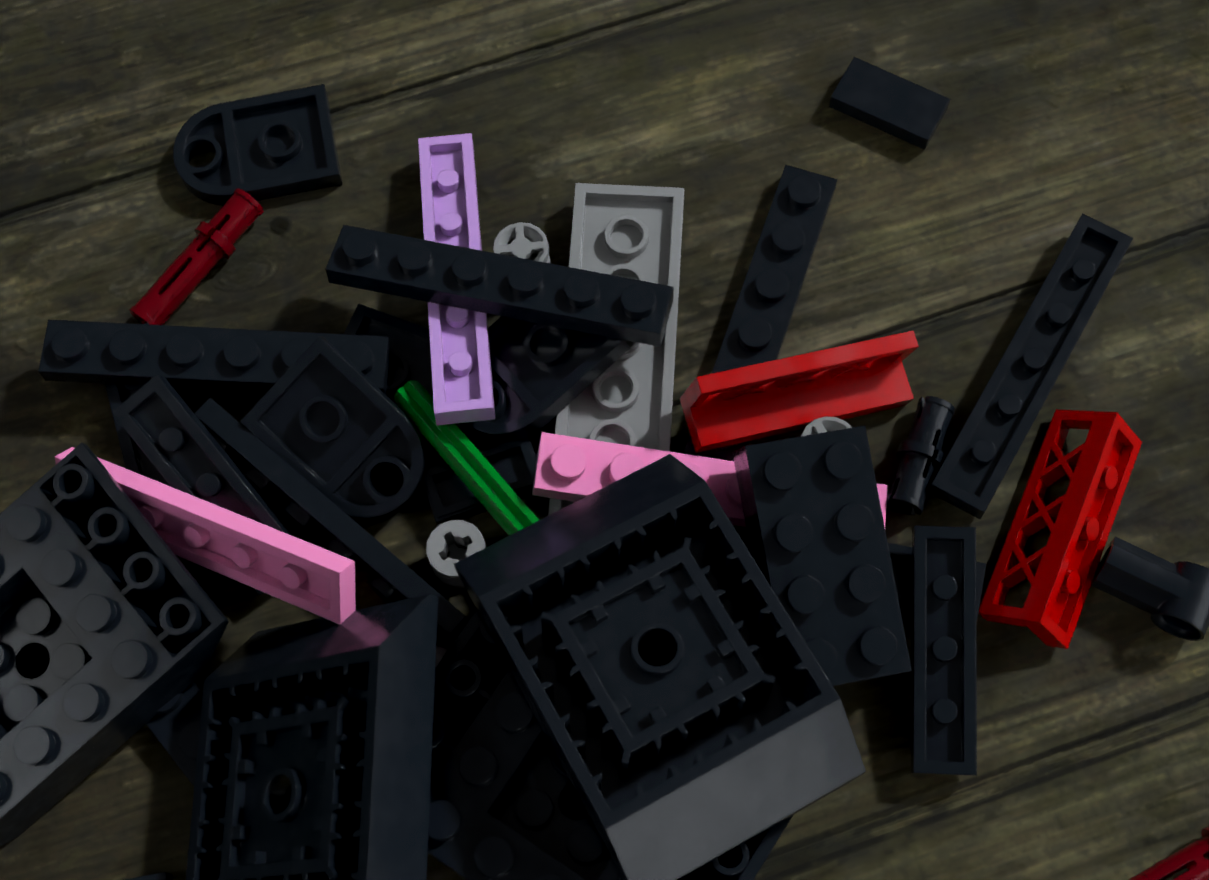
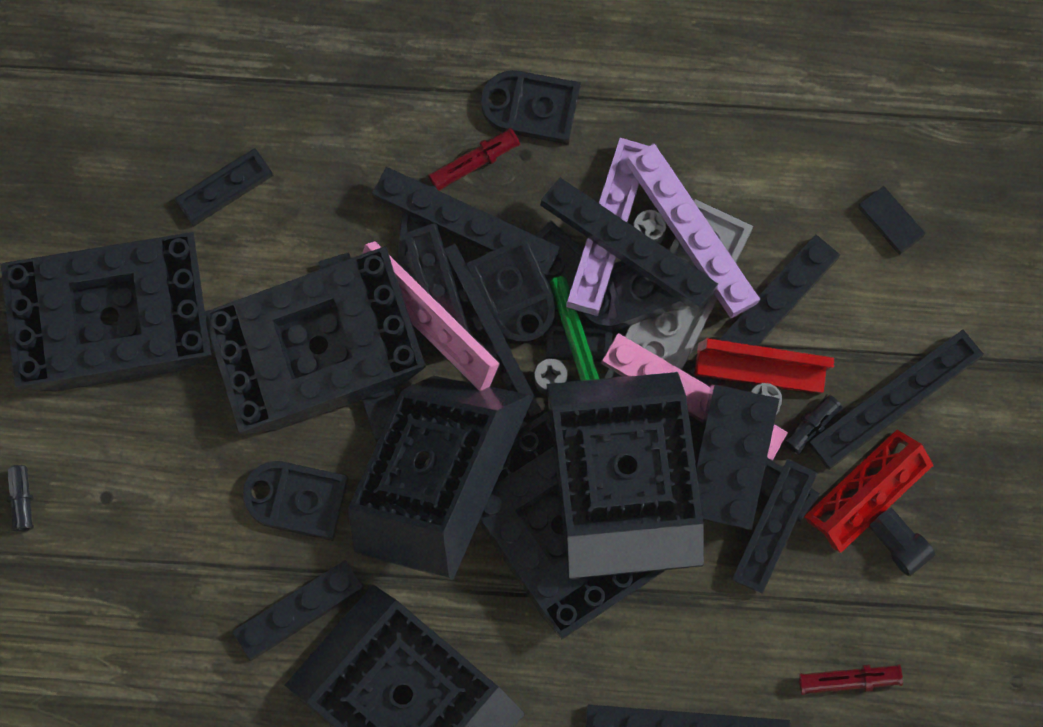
camera: 20 degrees right, 5 degrees up
(592, 227) = (692, 229): none -> lavender plate

